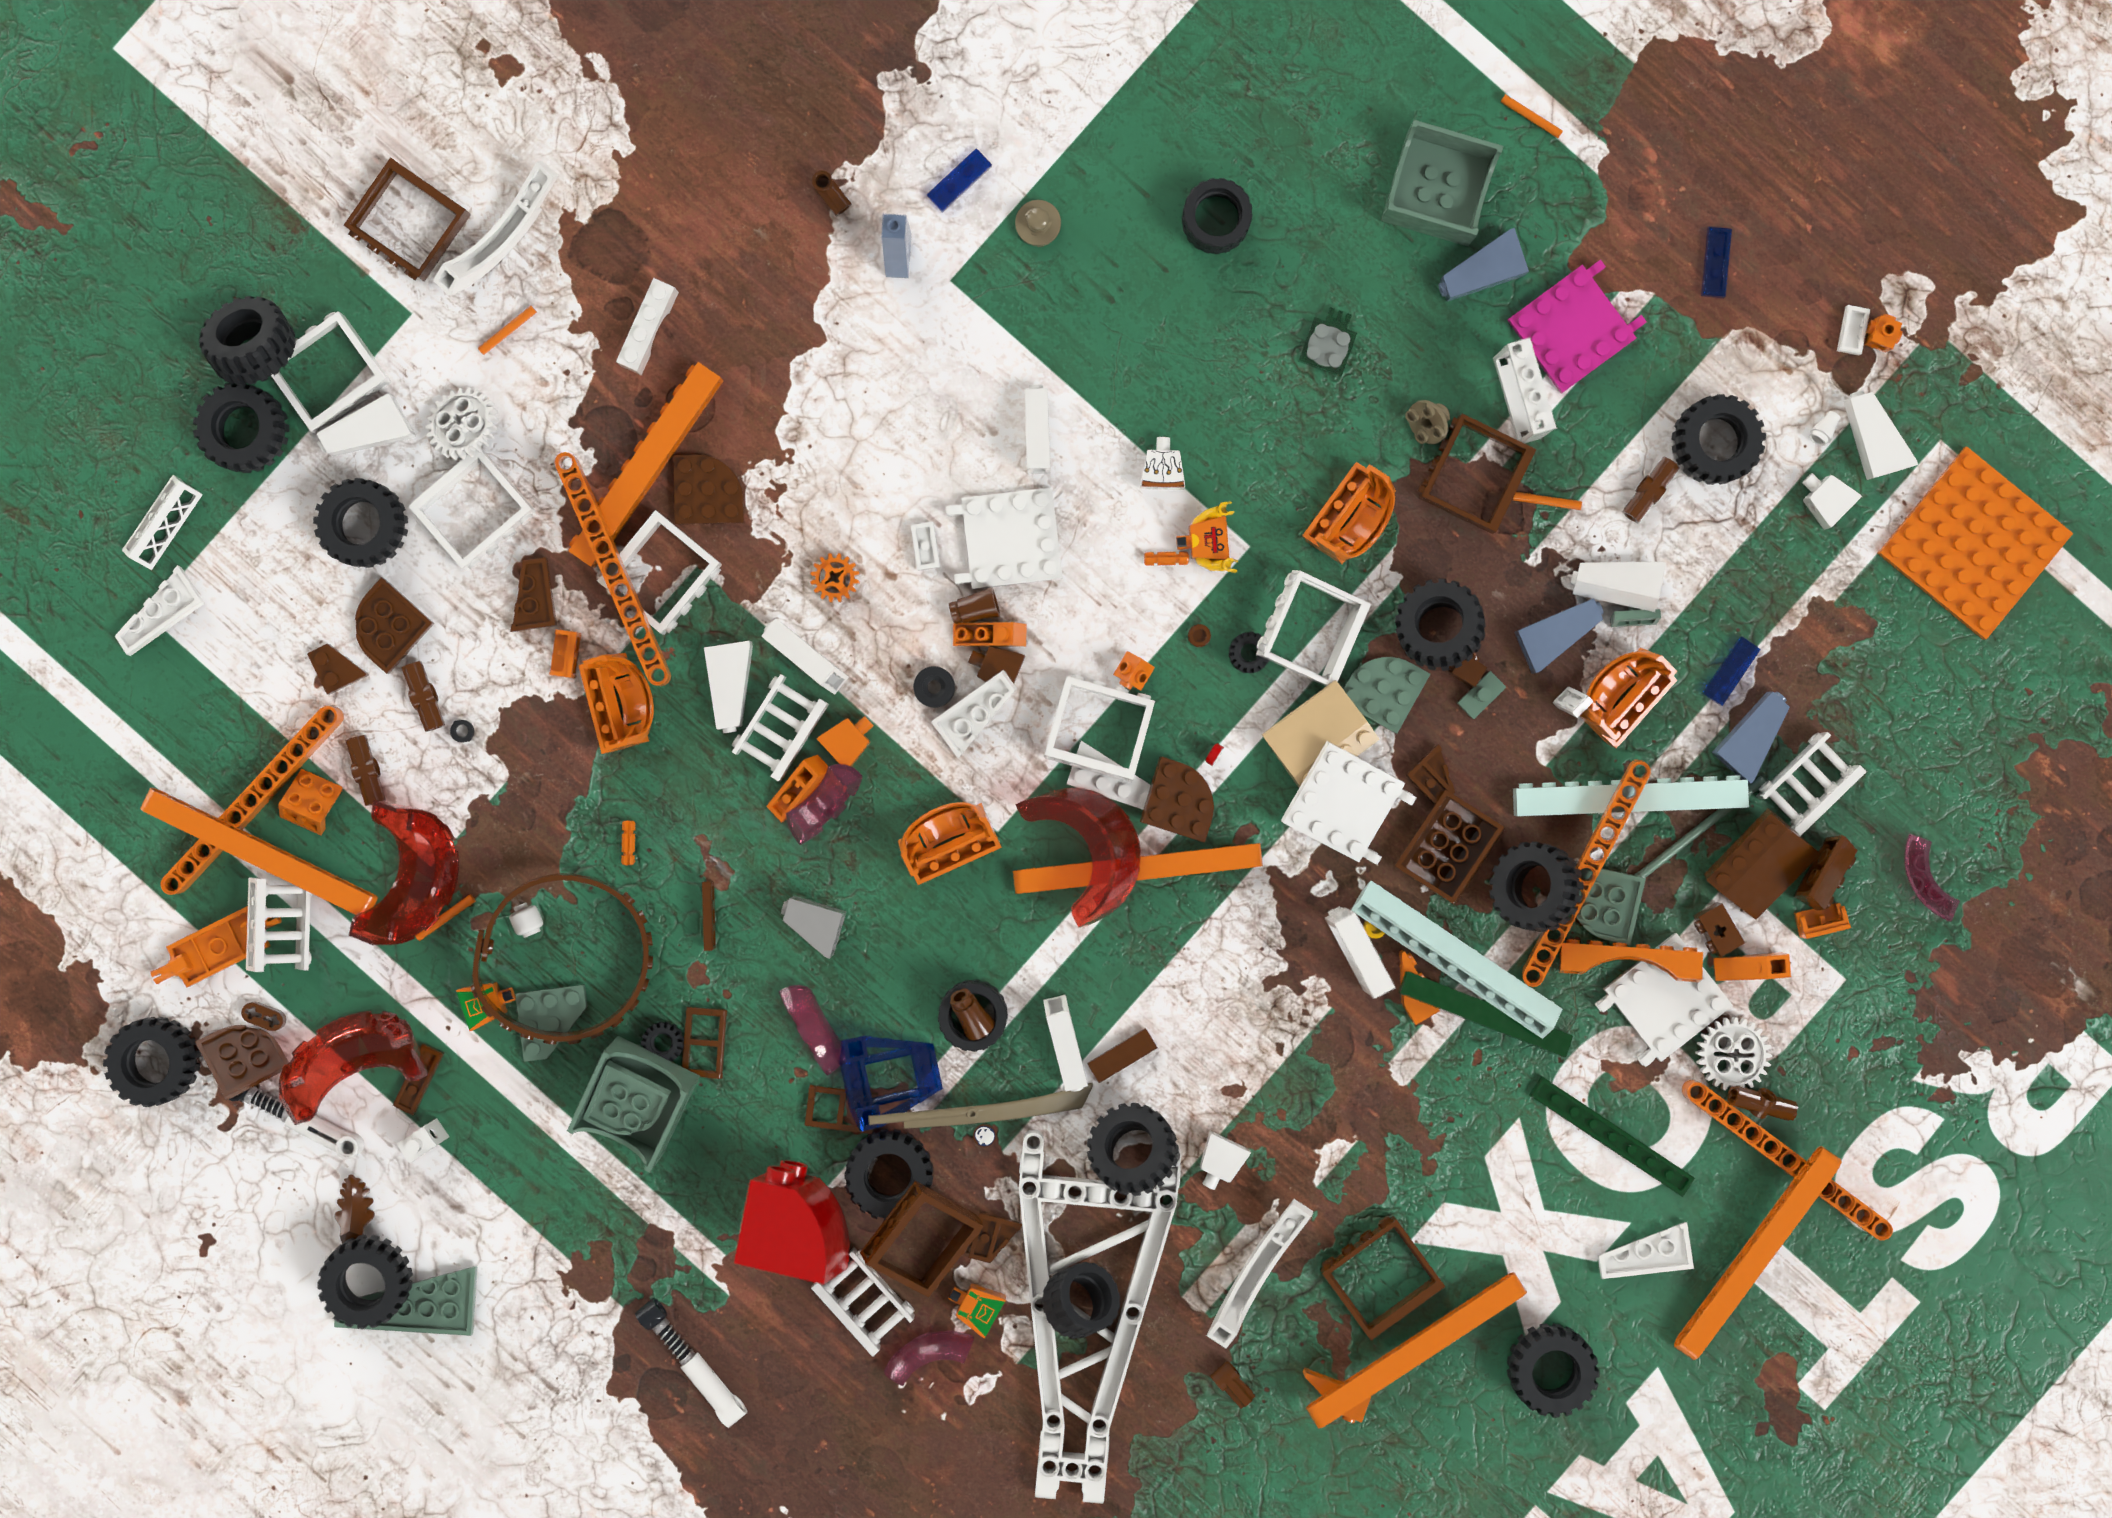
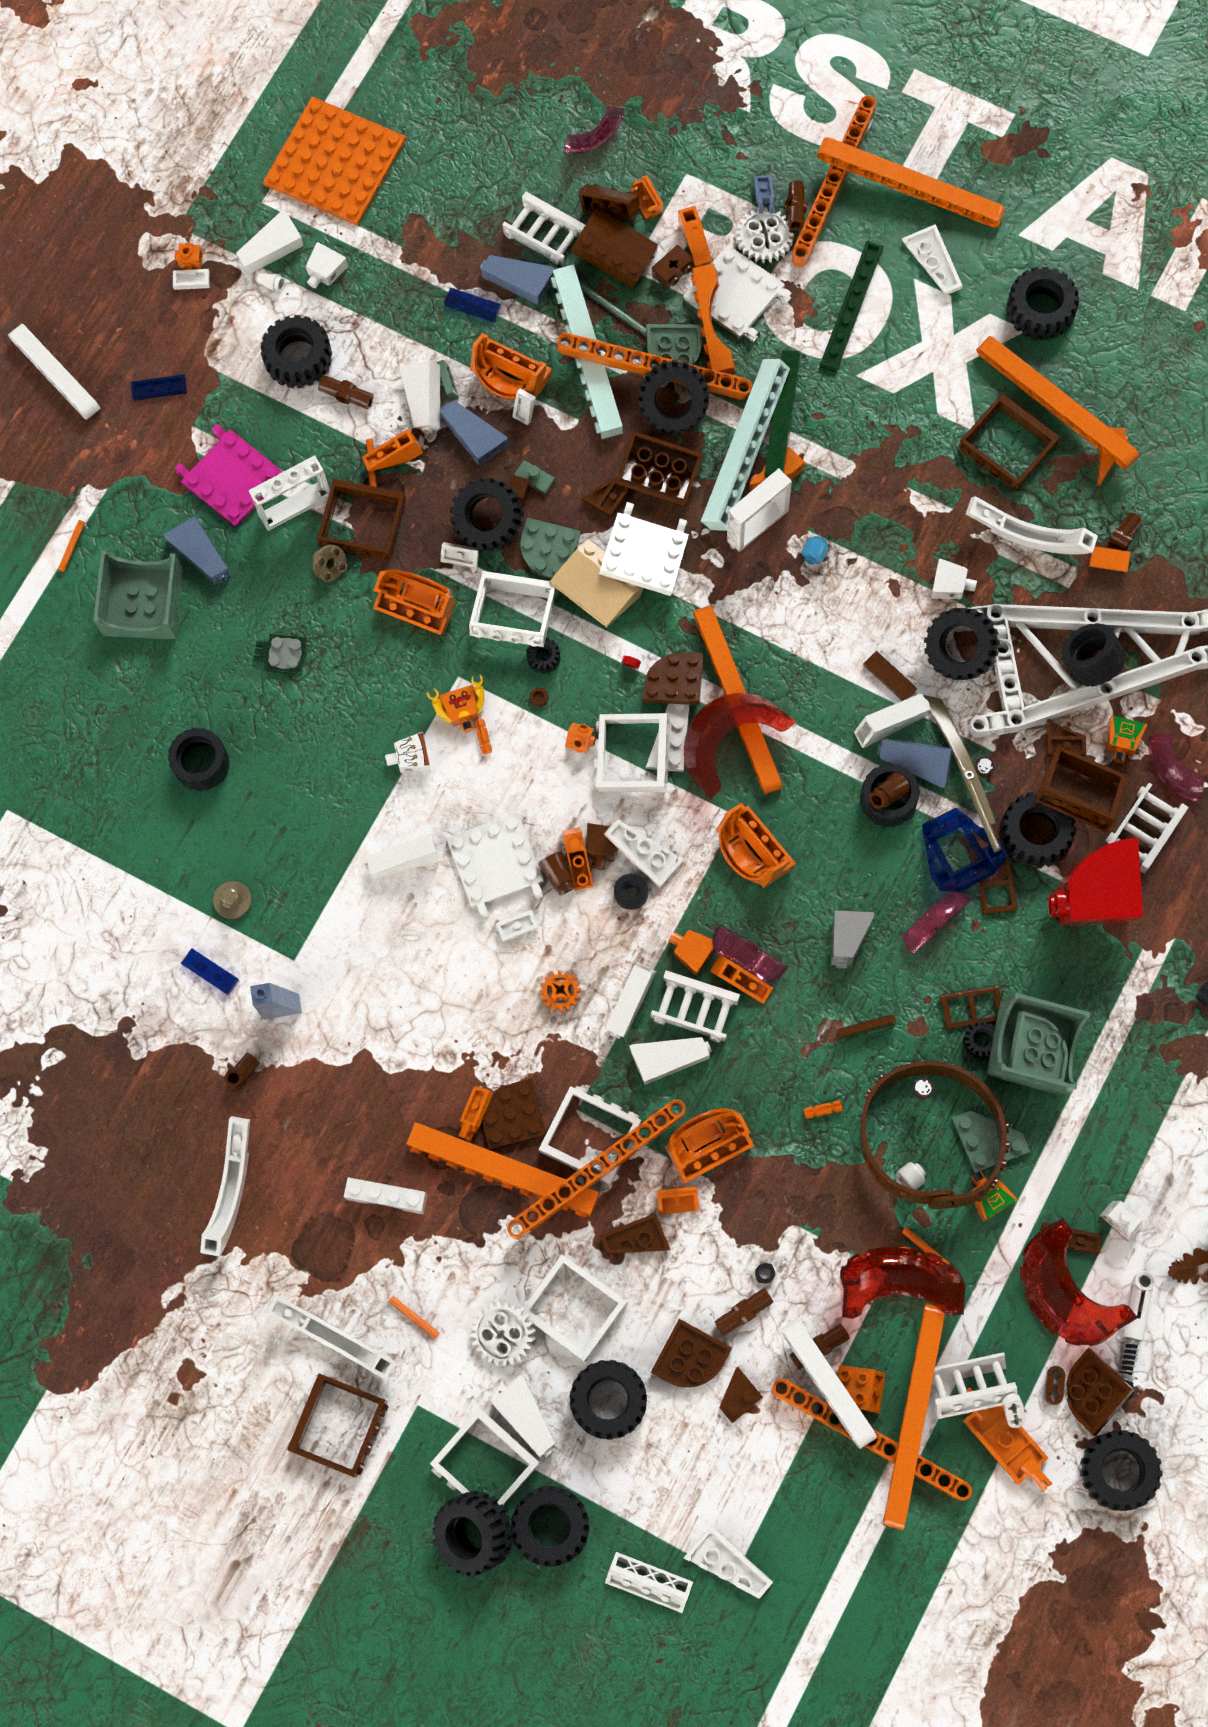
camera: 90 degrees left, 15 degrees down
(237, 962) = (1017, 1409): none -> white beam
(316, 767) = (828, 1383): none -> white beam
(615, 960) = (923, 1088): none -> tile
(689, 150) = (231, 1190): none -> white arch
(719, 448) = (474, 1112): none -> orange hinge
(1010, 1059) = (920, 759): none -> sand blue slope
(1200, 1356) = (1109, 559): none -> orange hinge
(1301, 1008) = (815, 550): none -> dark azure head
(1401, 580) = (459, 555): none -> white plate
(1554, 530) = (393, 452): none -> orange slope
(1769, 136) = (54, 371): none -> white beam
(1790, 1068) = (764, 193): none -> sand blue hinge

